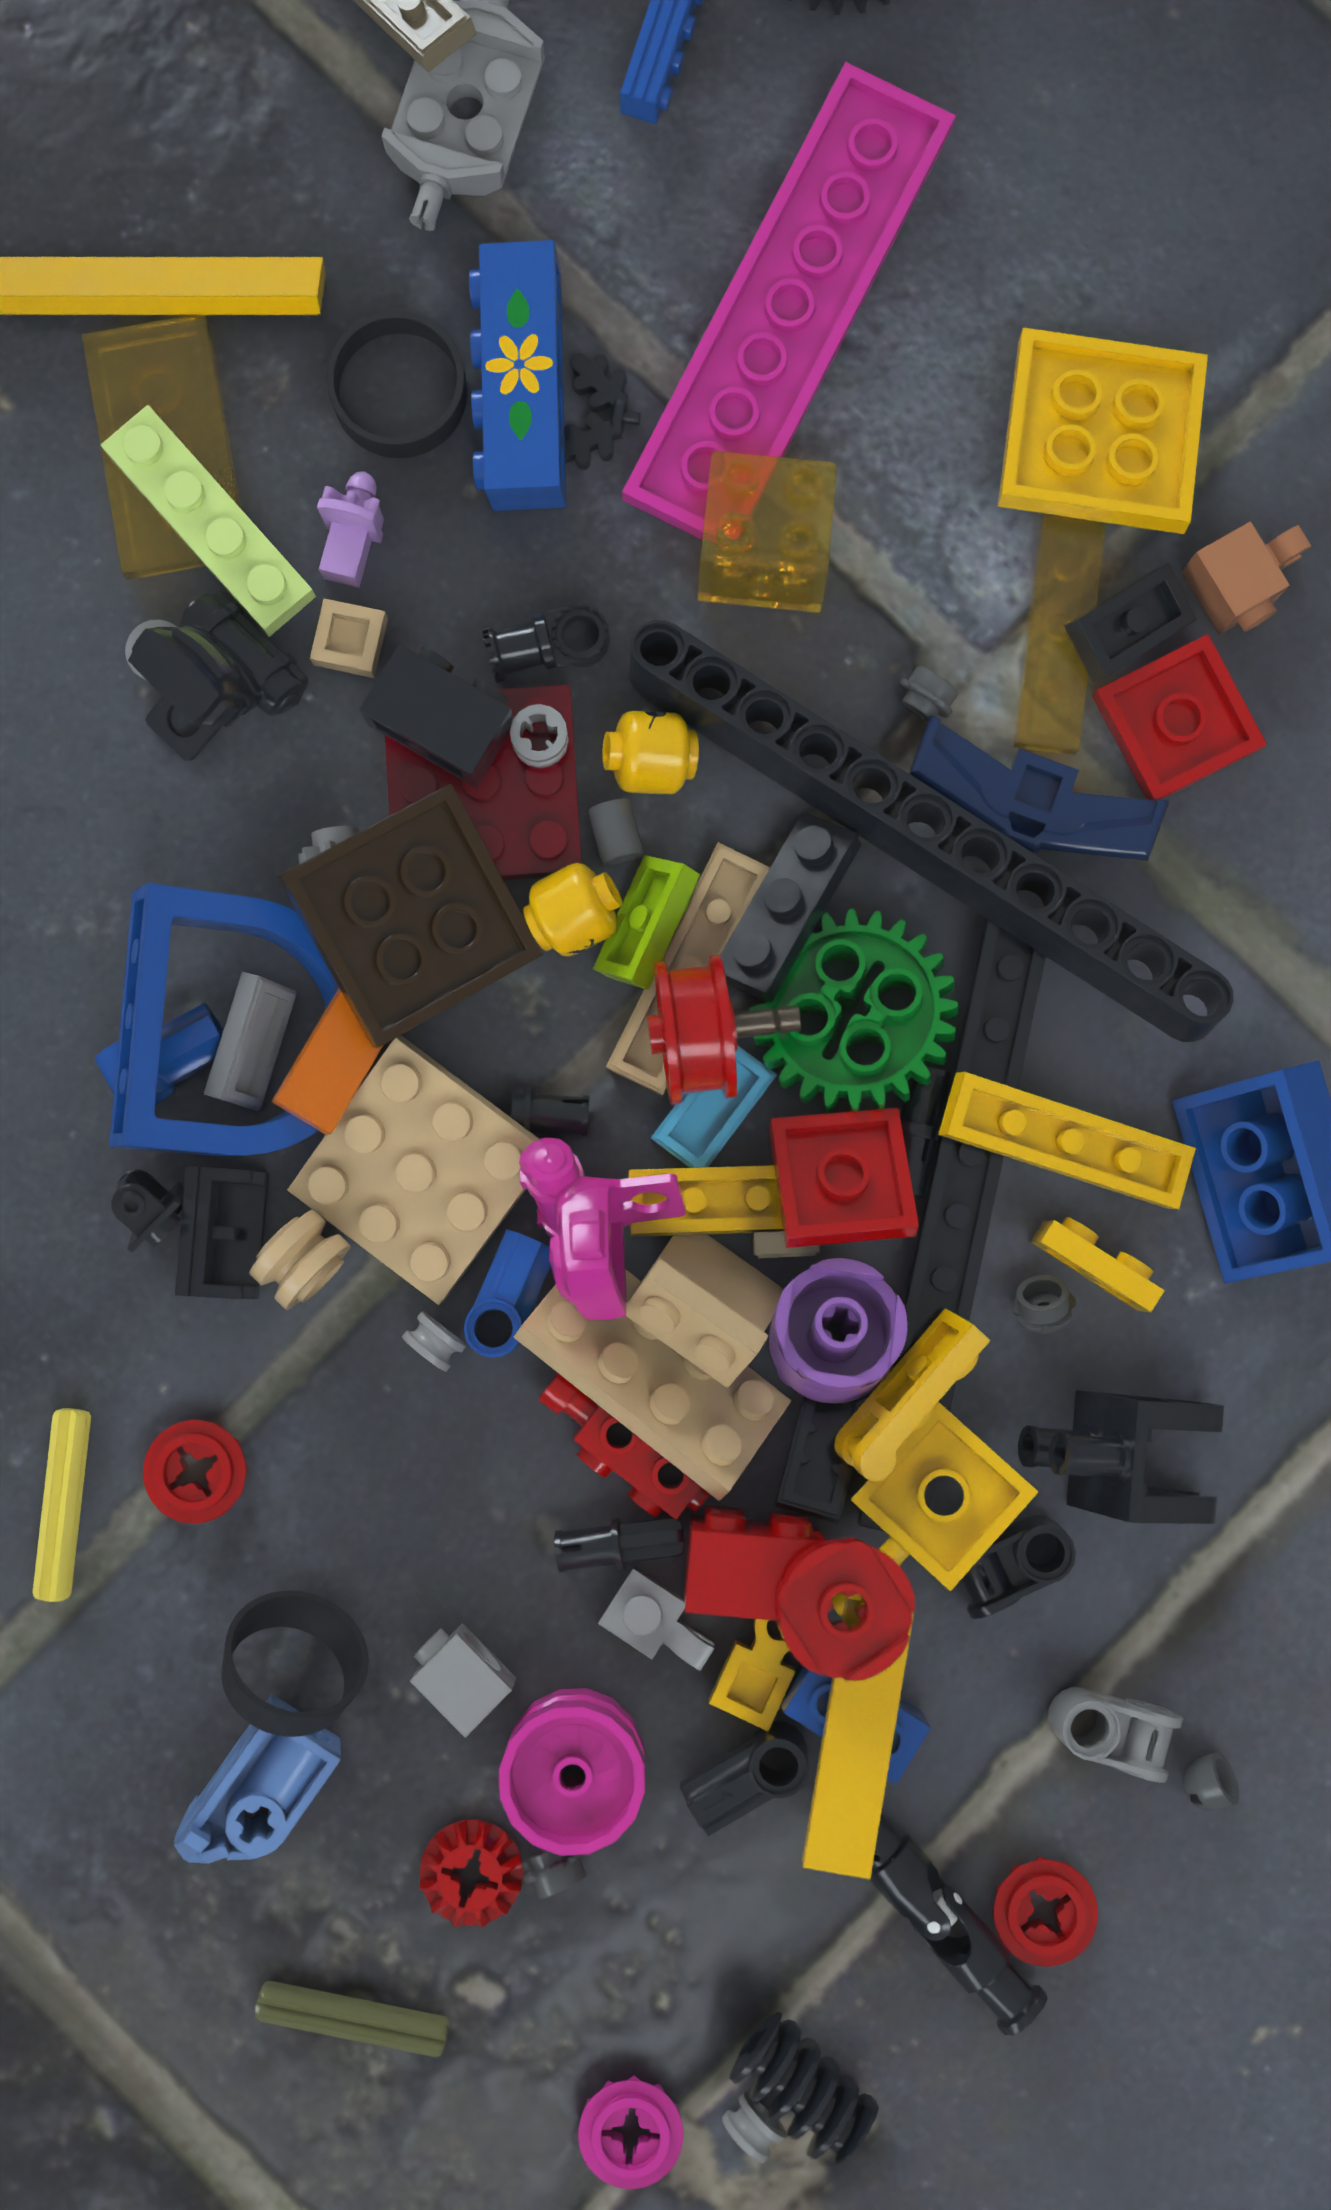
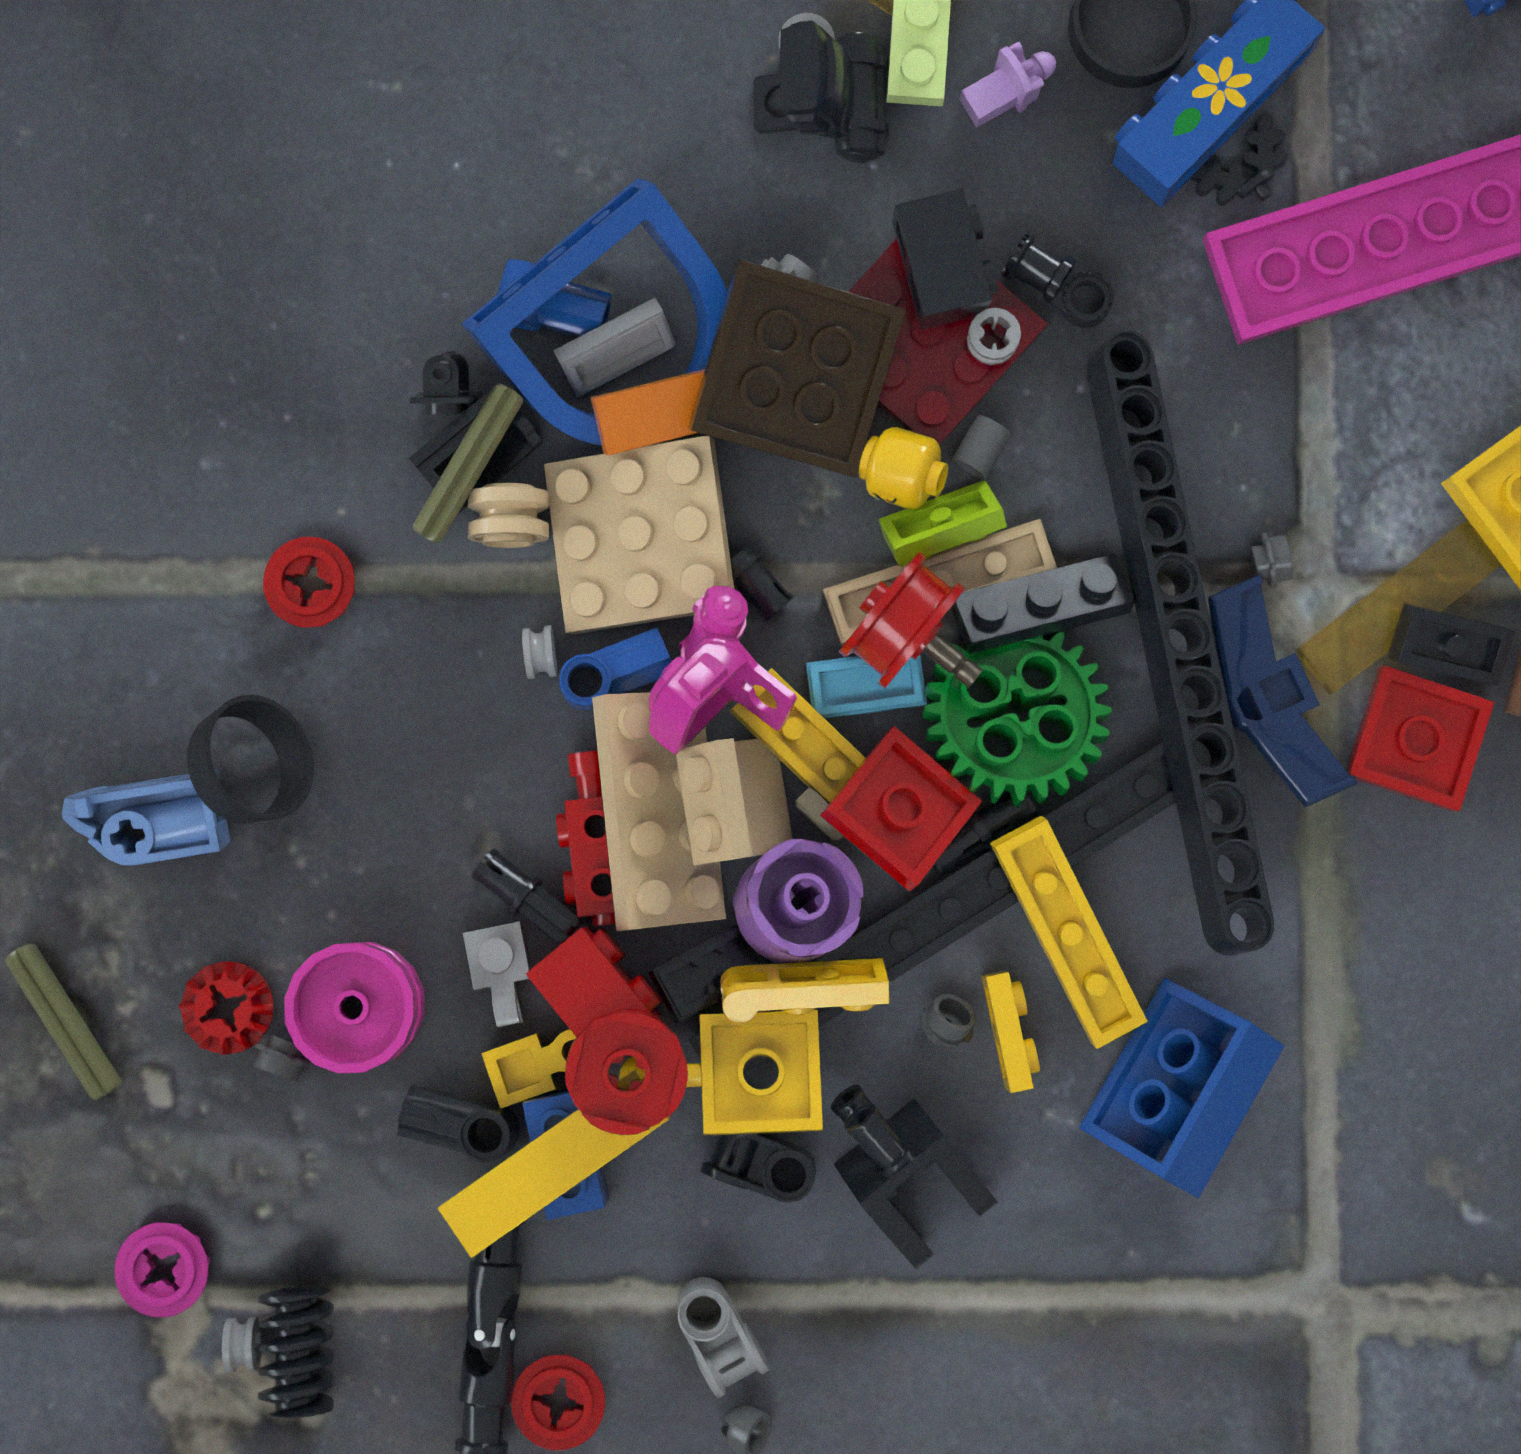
camera: 45 degrees right, 0 degrees up
(61, 1505) = (206, 519): light yellow axle -> none
(226, 1252) = (468, 463): none -> olive axle
(349, 638) = (936, 153): tan plate -> none
(461, 1677) = (344, 878): light grey brick -> none
(651, 752) = (1055, 418): yellow head -> none
(767, 531) = (1273, 350): clear yellow bracket -> none

